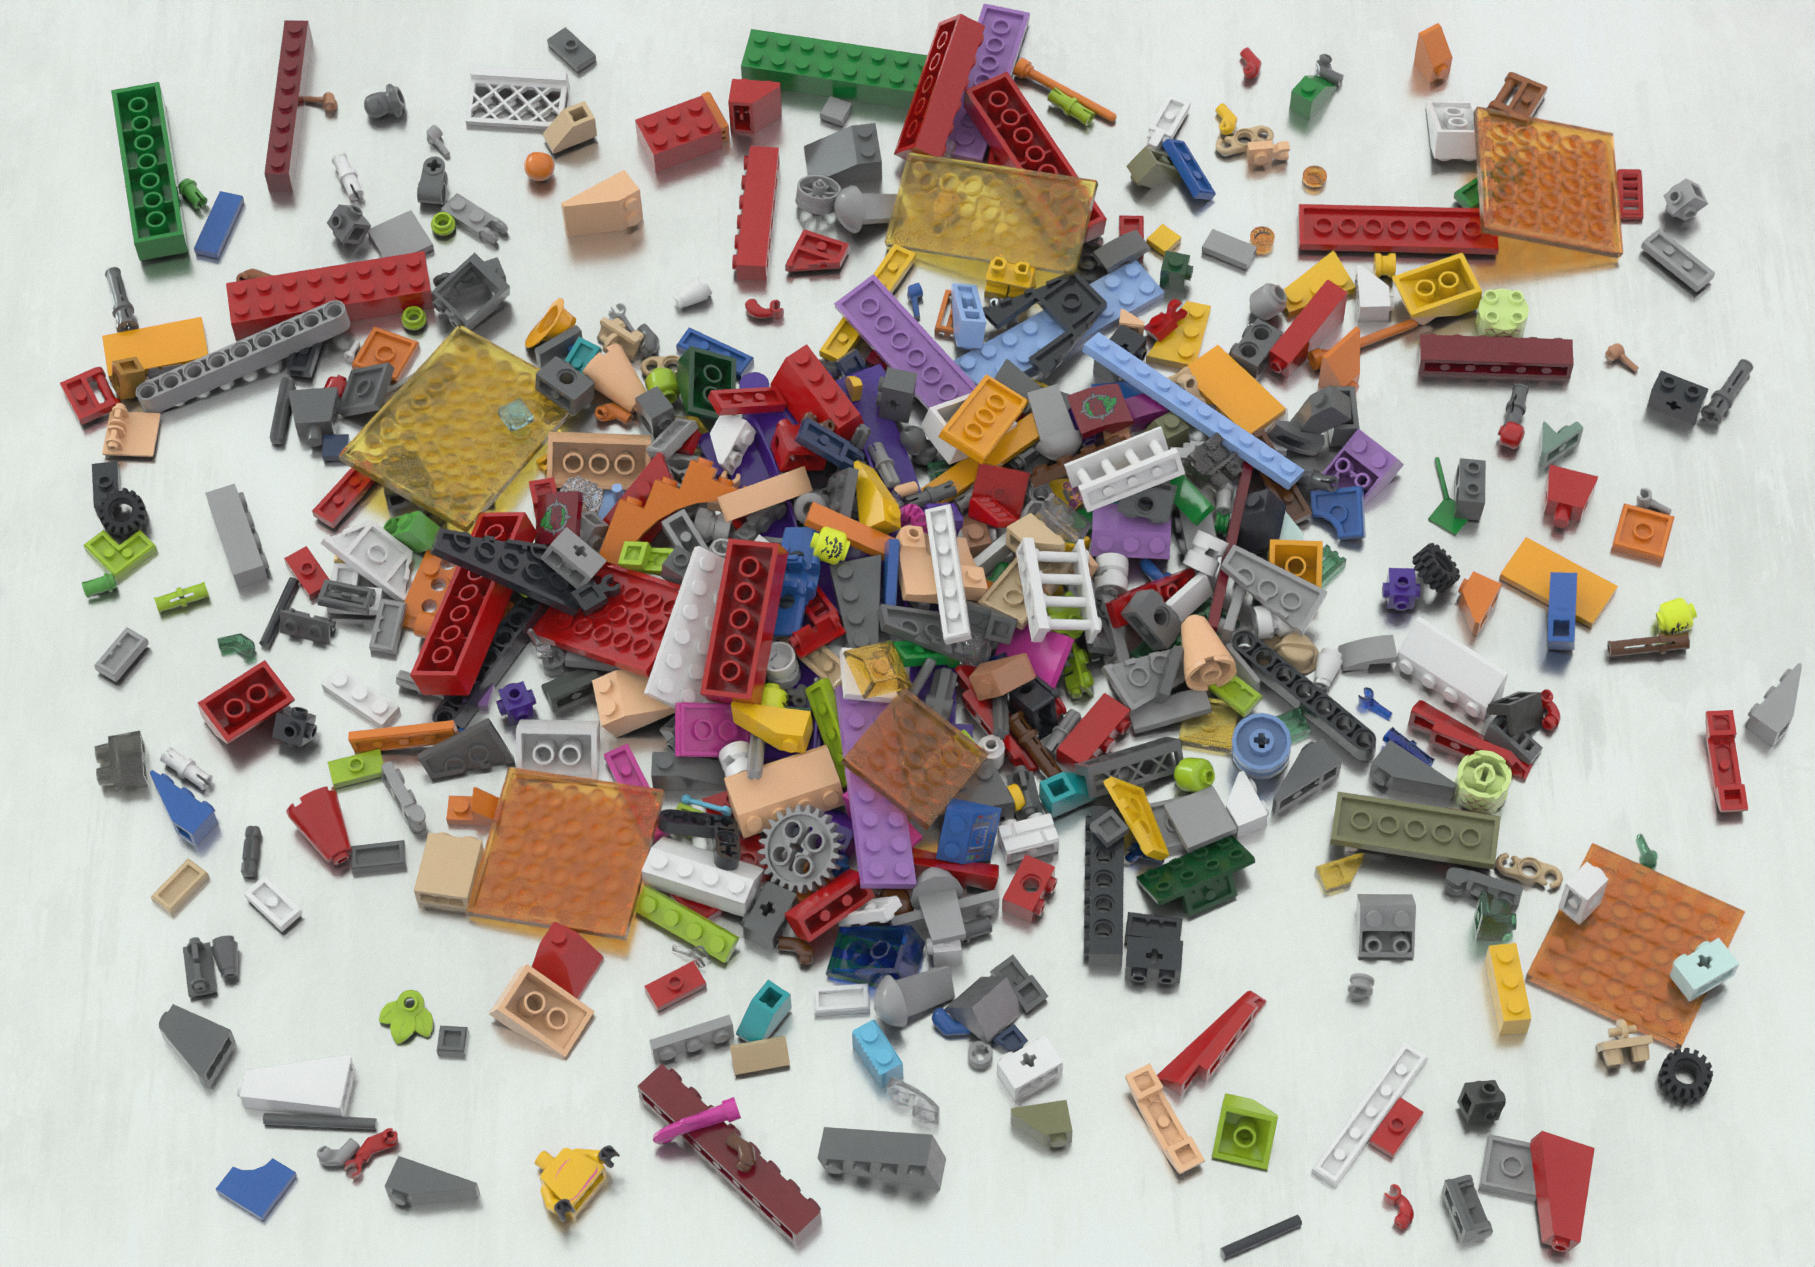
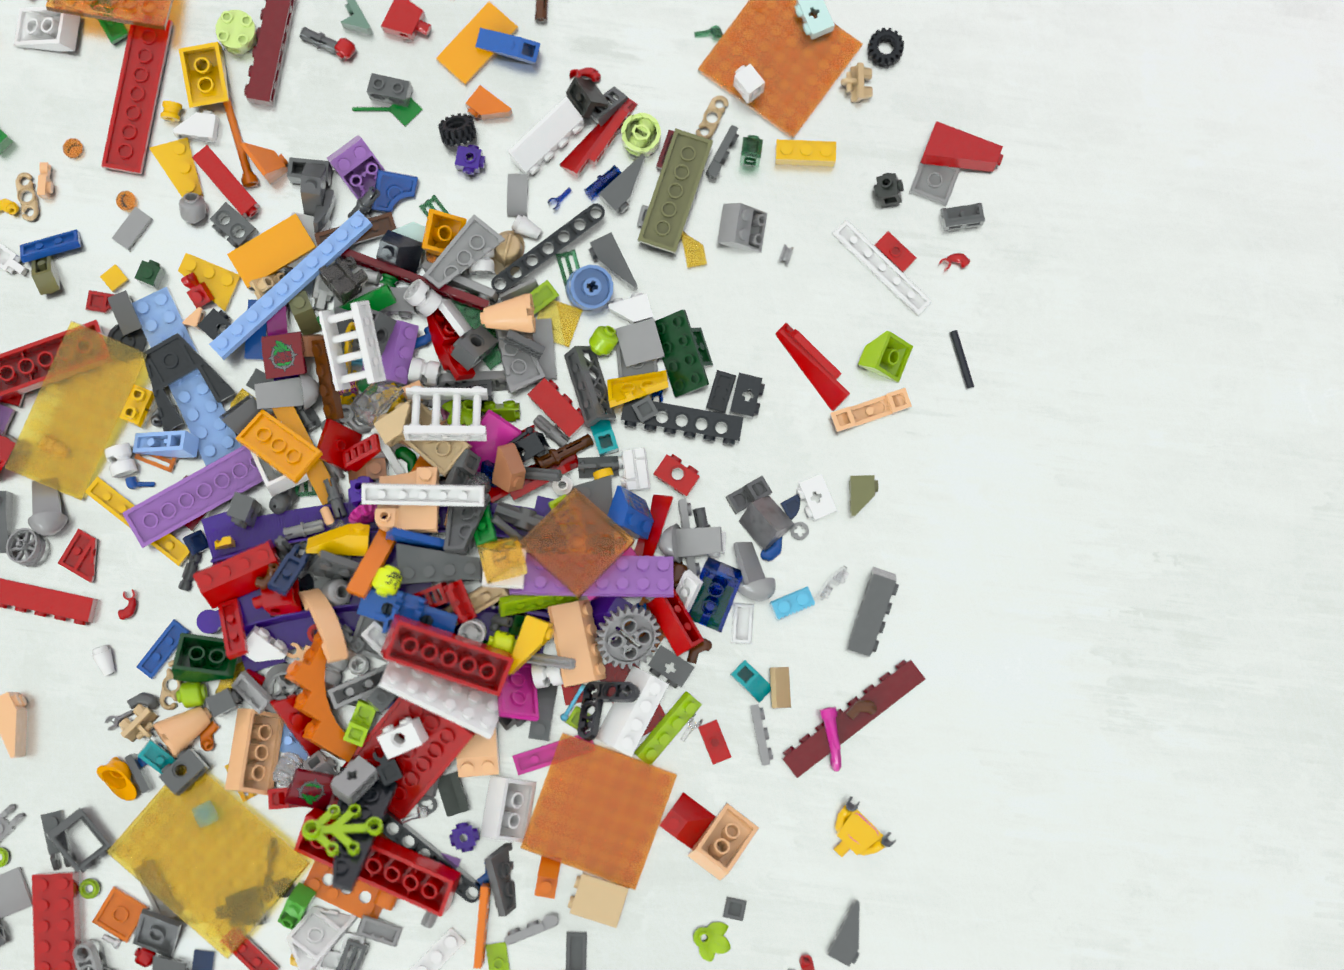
camera: 85 degrees left, 25 degrees up
(506, 511) = (340, 827): none -> lime plant
(634, 597) = (392, 742): none -> white brick
(939, 273) = (120, 460): none -> white wheel

